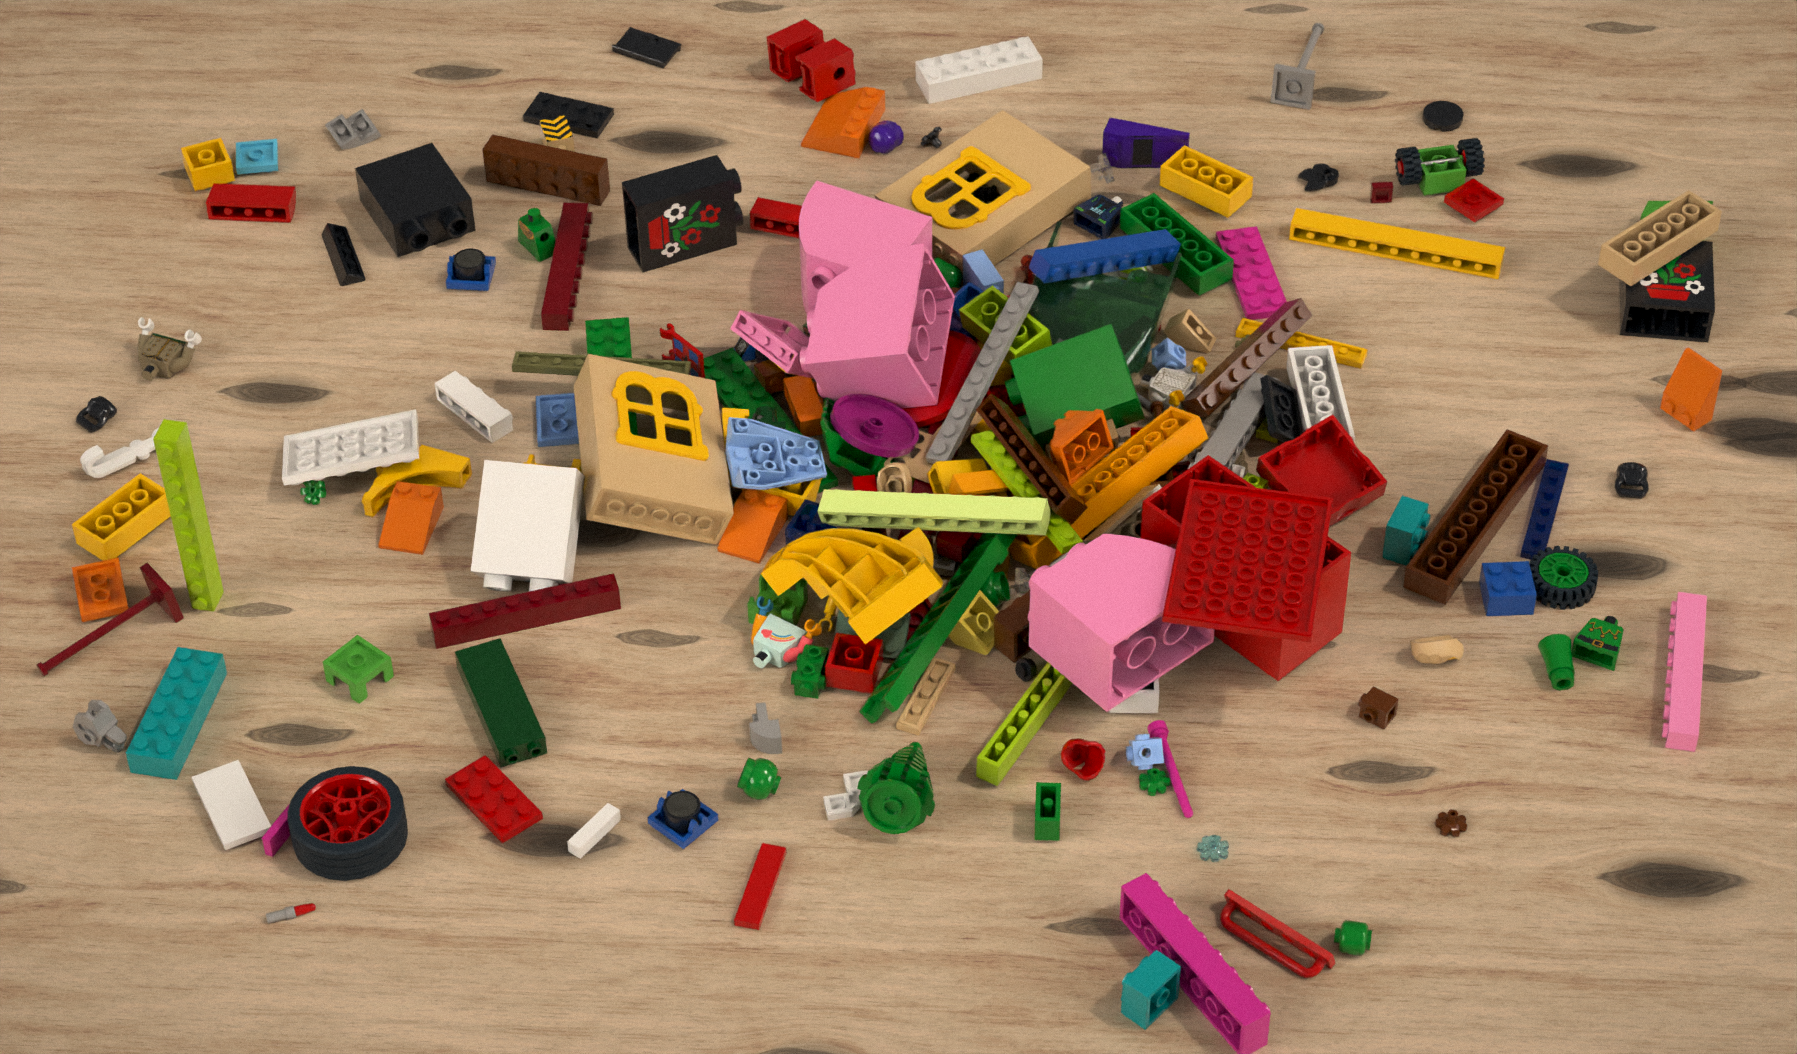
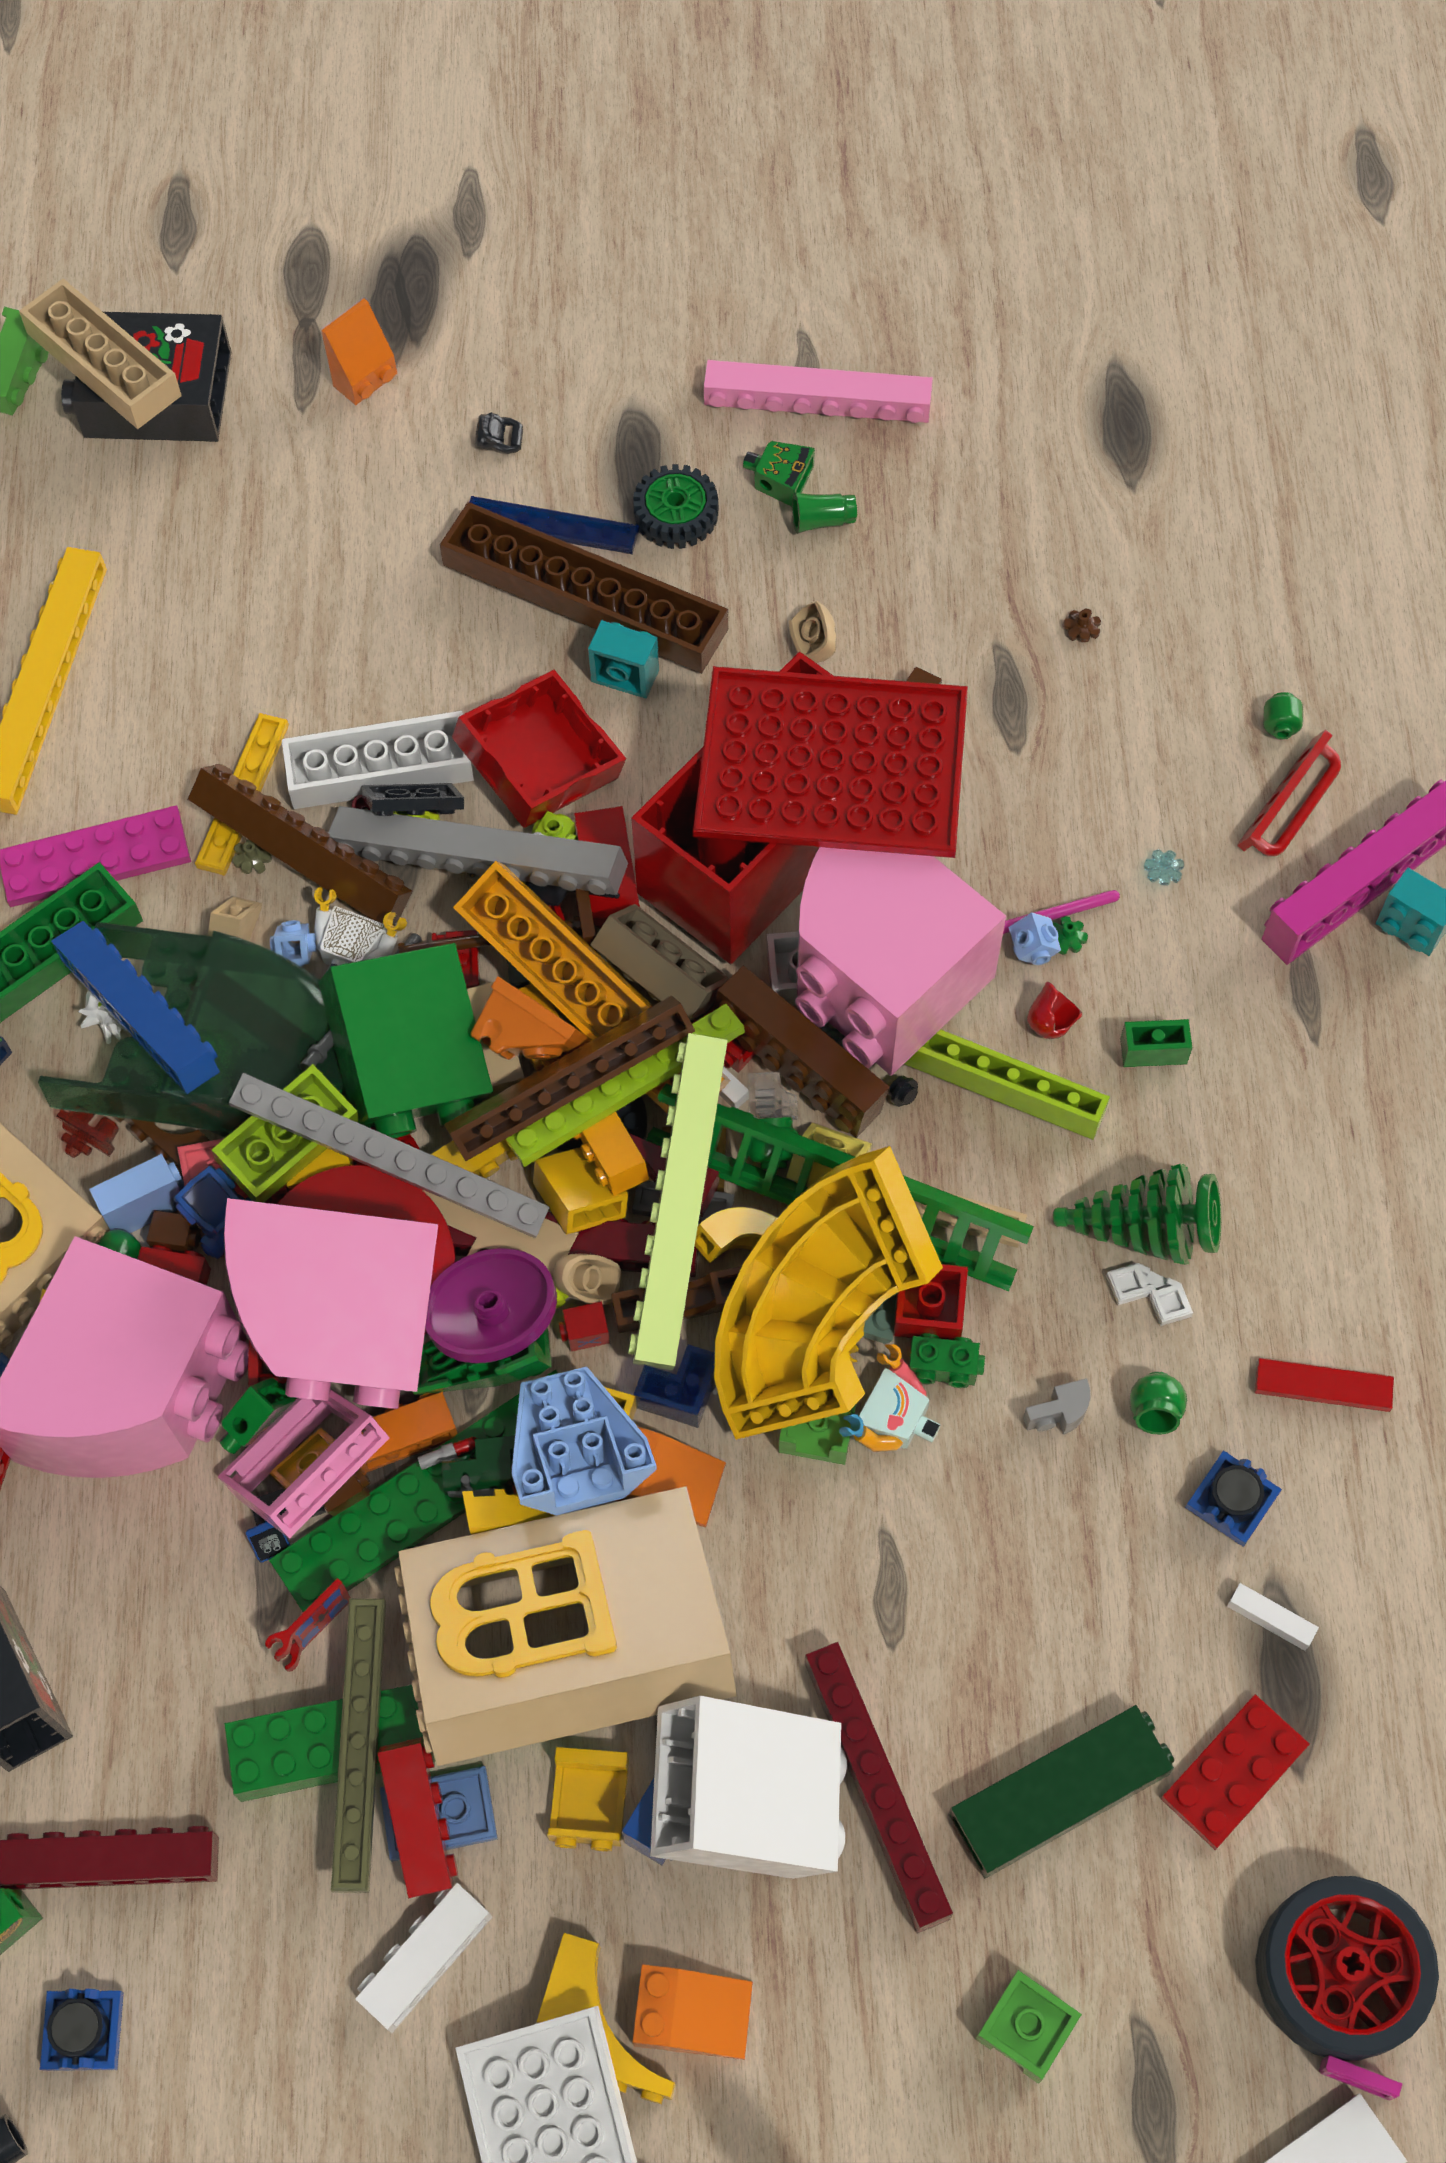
camera: 95 degrees left, 20 degrees up
(543, 393) = (416, 1817): none -> red brick
(784, 417) = (447, 1452): none -> light grey piece
(1507, 588) = (705, 558): blue brick -> none

